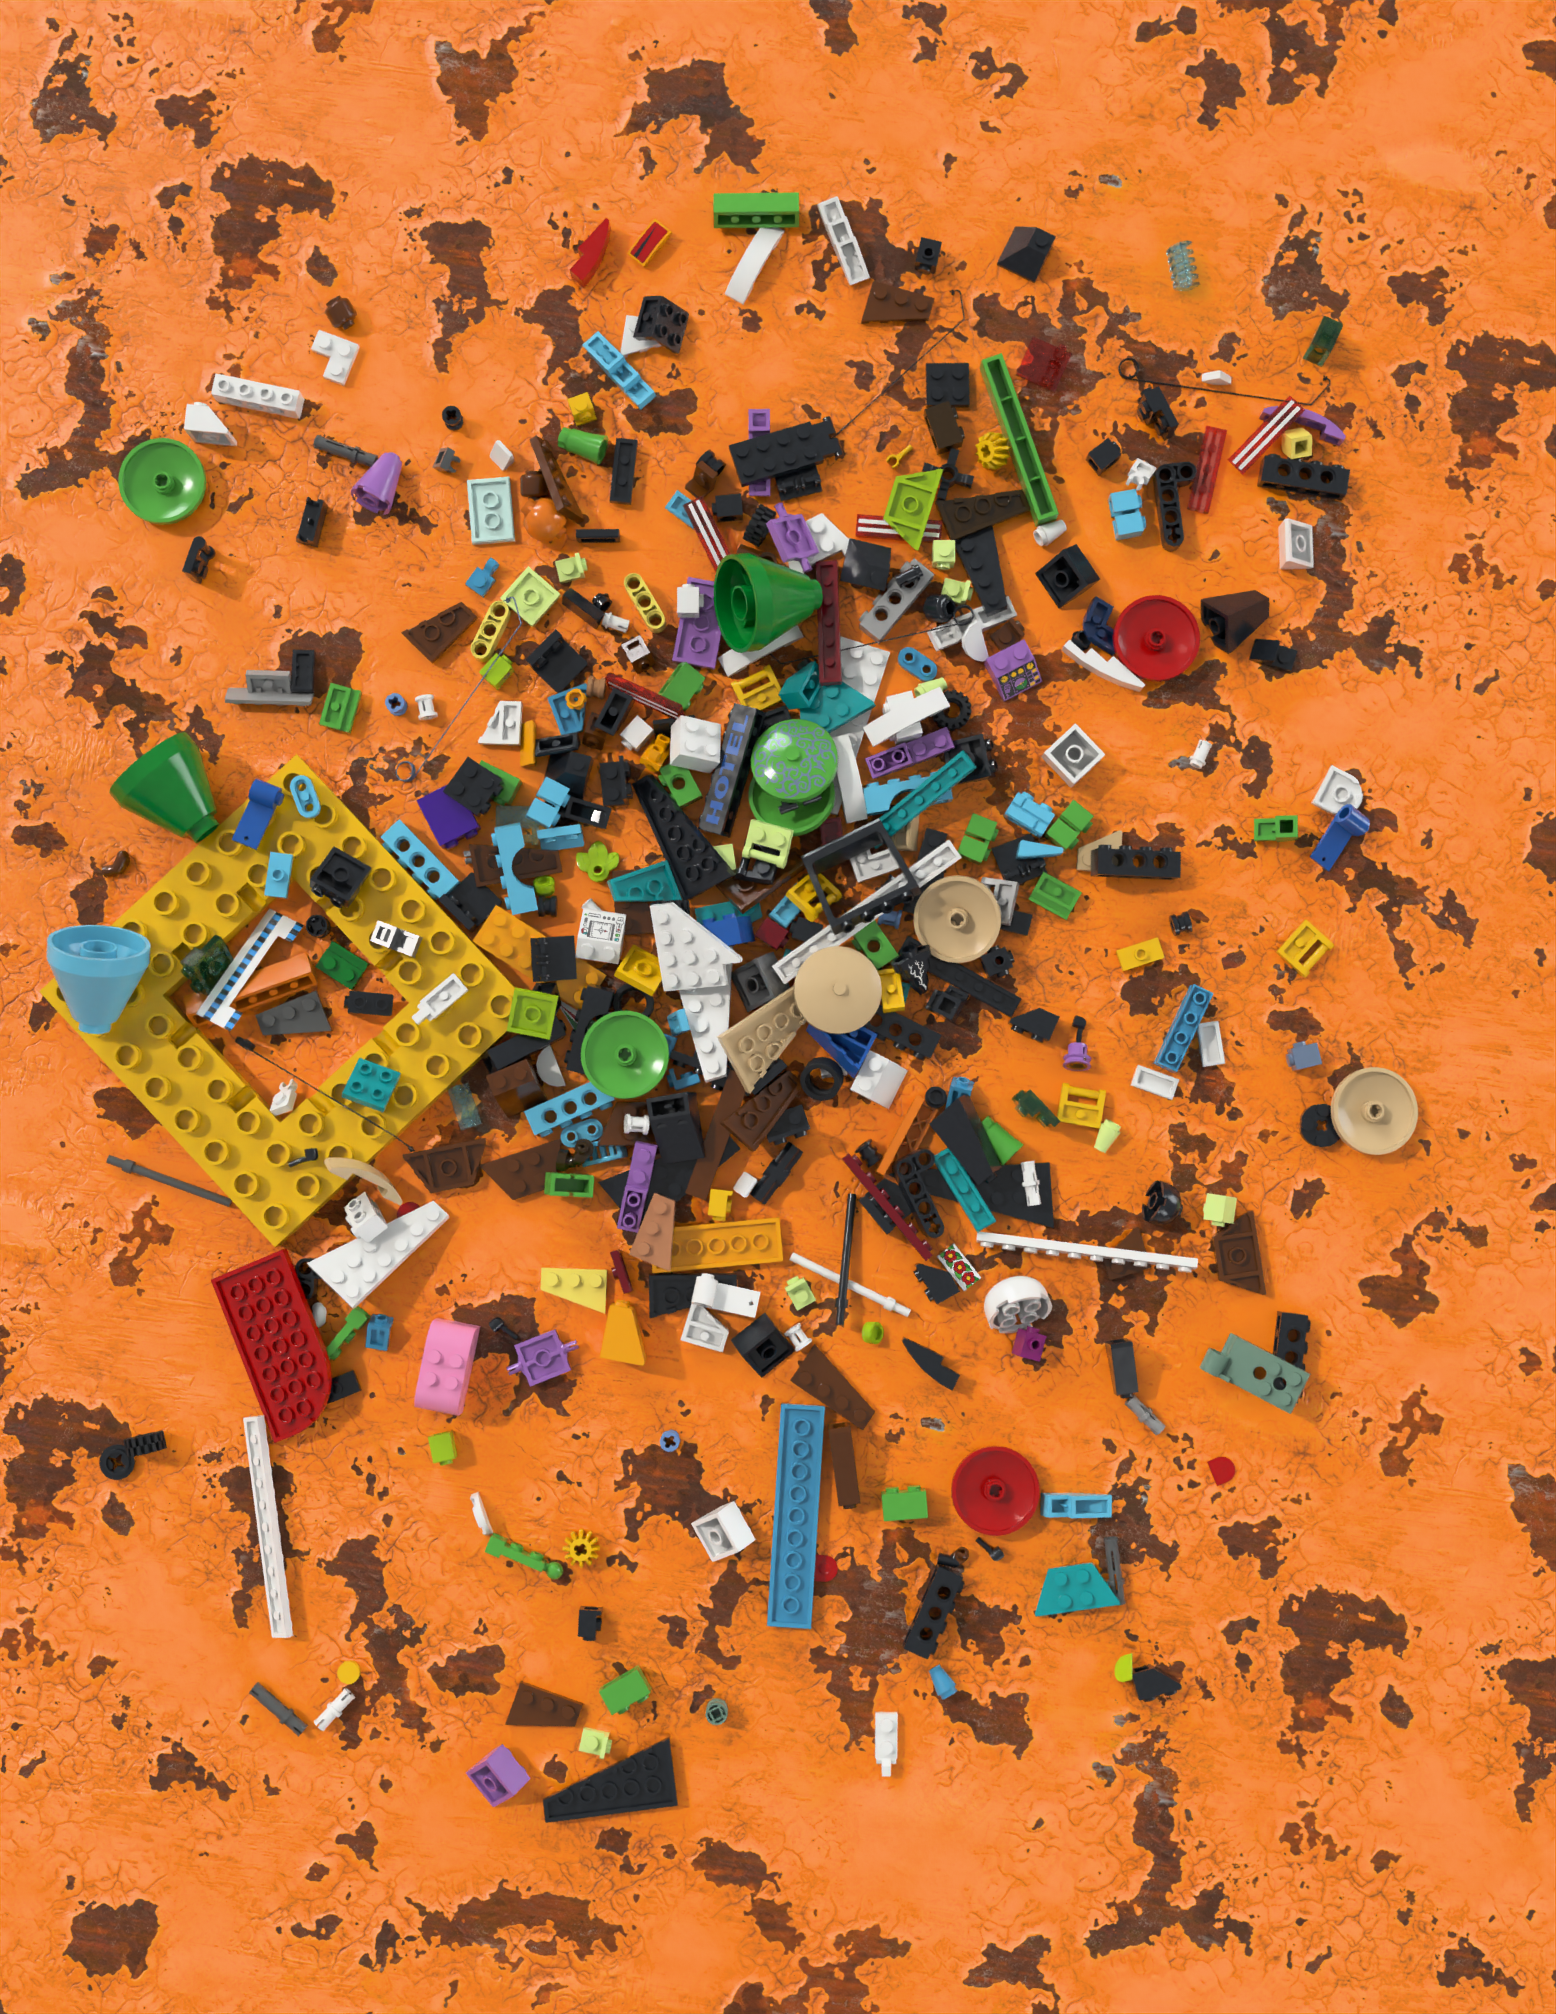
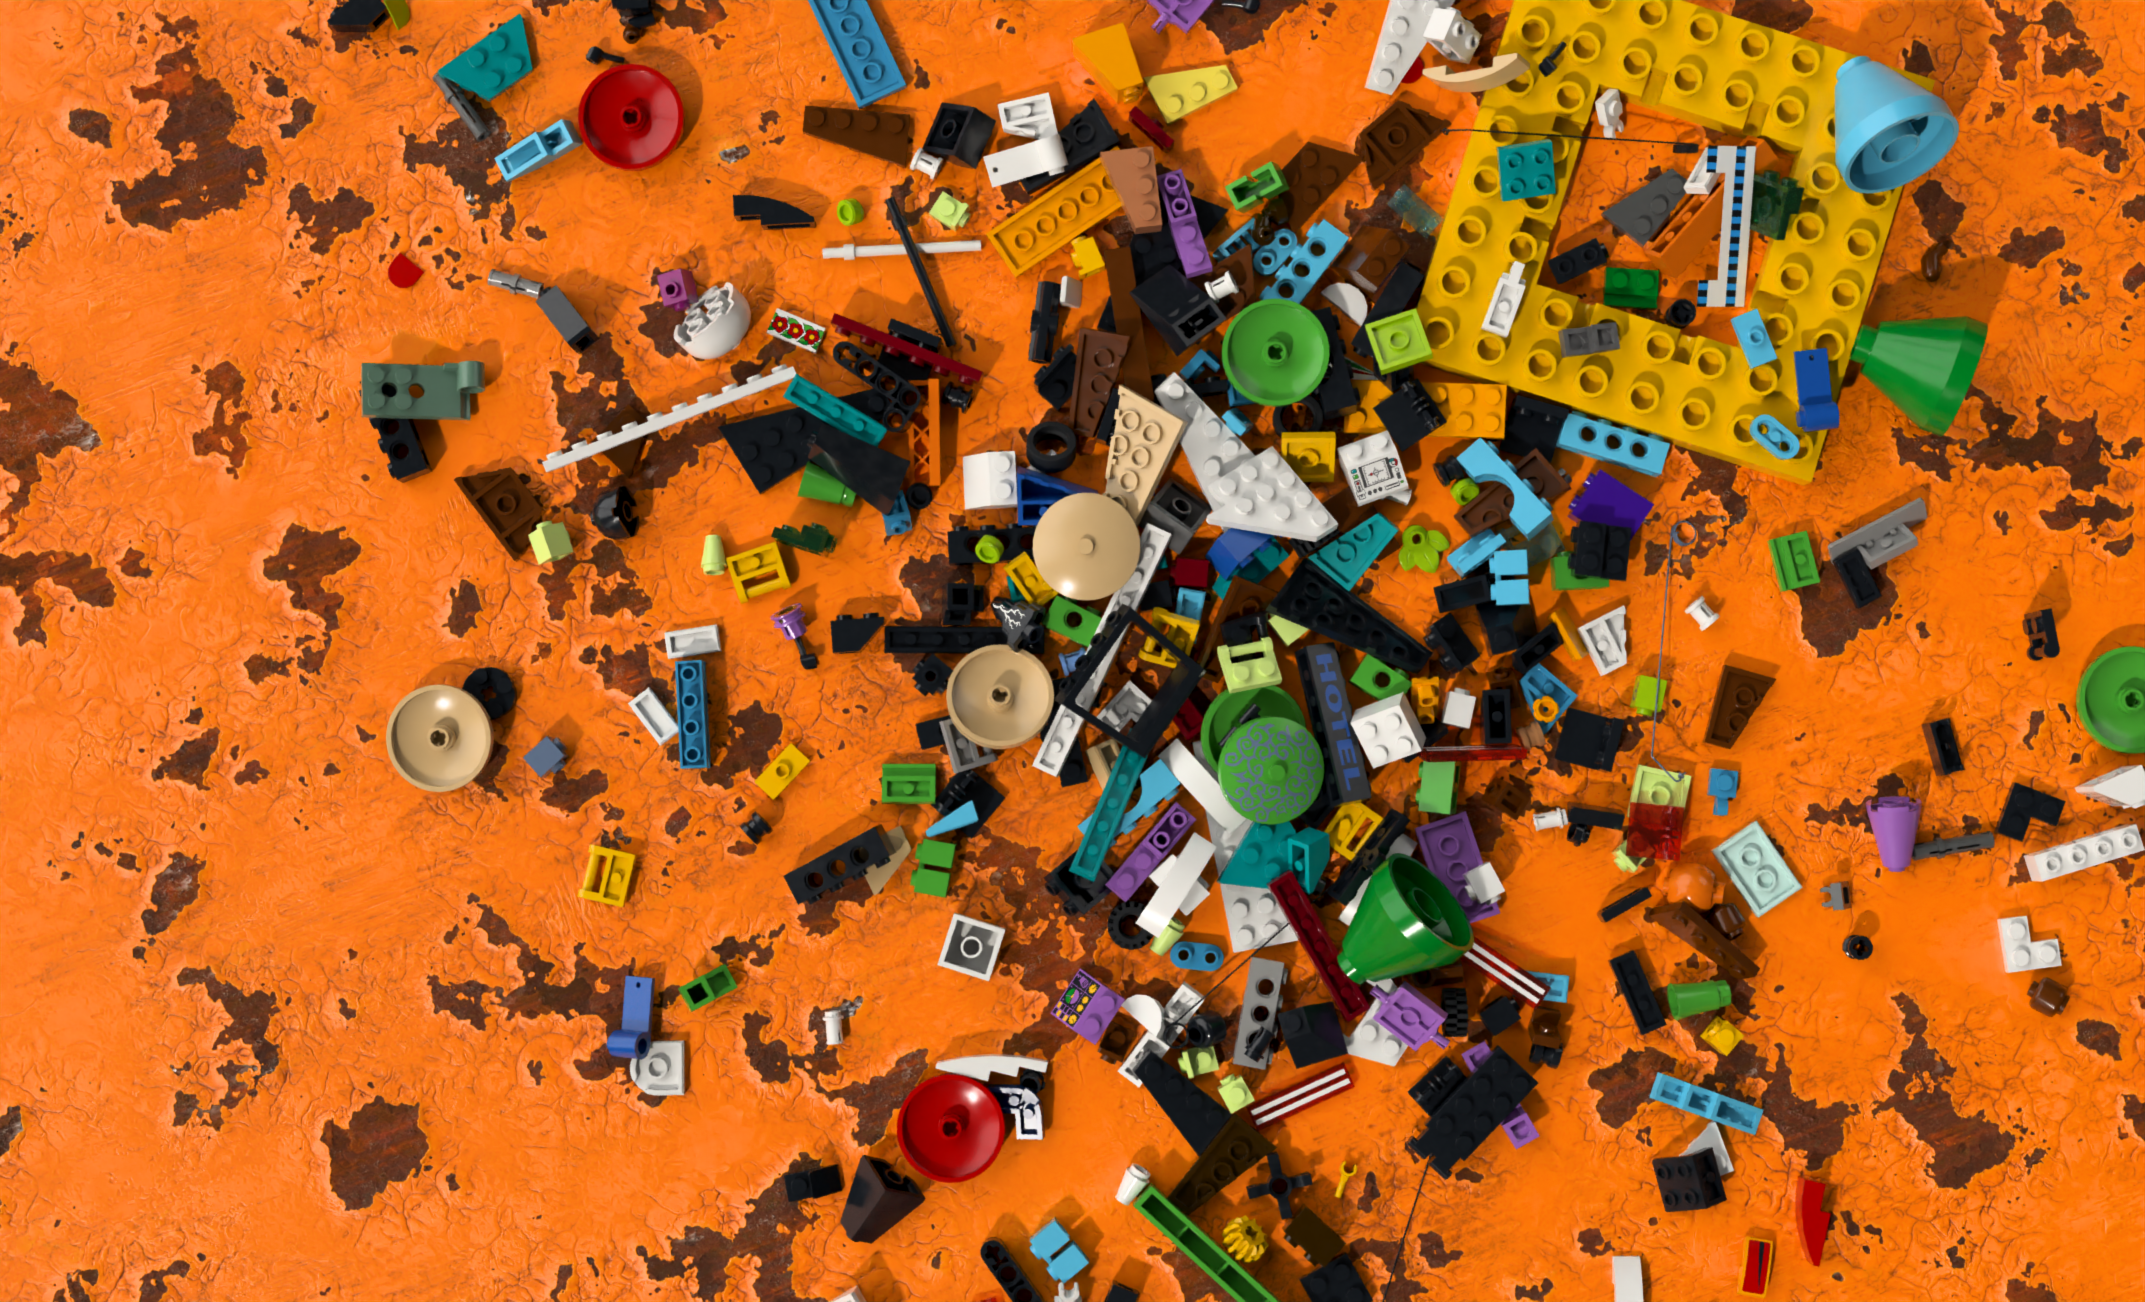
camera: 150 degrees right, 0 degrees up
(251, 1013) = (1700, 181): none -> white tile
(280, 452) = (2022, 805): none -> black plate
(339, 878) = (1687, 370): black plate -> none
(398, 710) = (1736, 605): medium blue bush -> none
(489, 621) = (1685, 721): light yellow beam -> none
(501, 455) = (1780, 935): white slope -> none
(548, 572) = (1654, 831): none -> clear red hinge
(639, 594) = (1543, 862): light yellow beam -> none
(758, 663) = (1369, 857): none -> black hinge
(844, 1464) = (806, 58): reddish brown slope -> none
(904, 1503) = (719, 52): bright green brick -> none
(907, 1027) = (989, 549): none -> lime tile
(911, 504) = (1300, 1128): lime wing -> none
(938, 1282) = (810, 302): black slope -> none
(983, 830) = (1025, 784): bright green piece -> none
(1029, 814) = (984, 856): medium azure brick -> none
(1030, 1183) = (767, 458): white pin -> none
(1067, 575) = (1085, 1145): black slope -> none

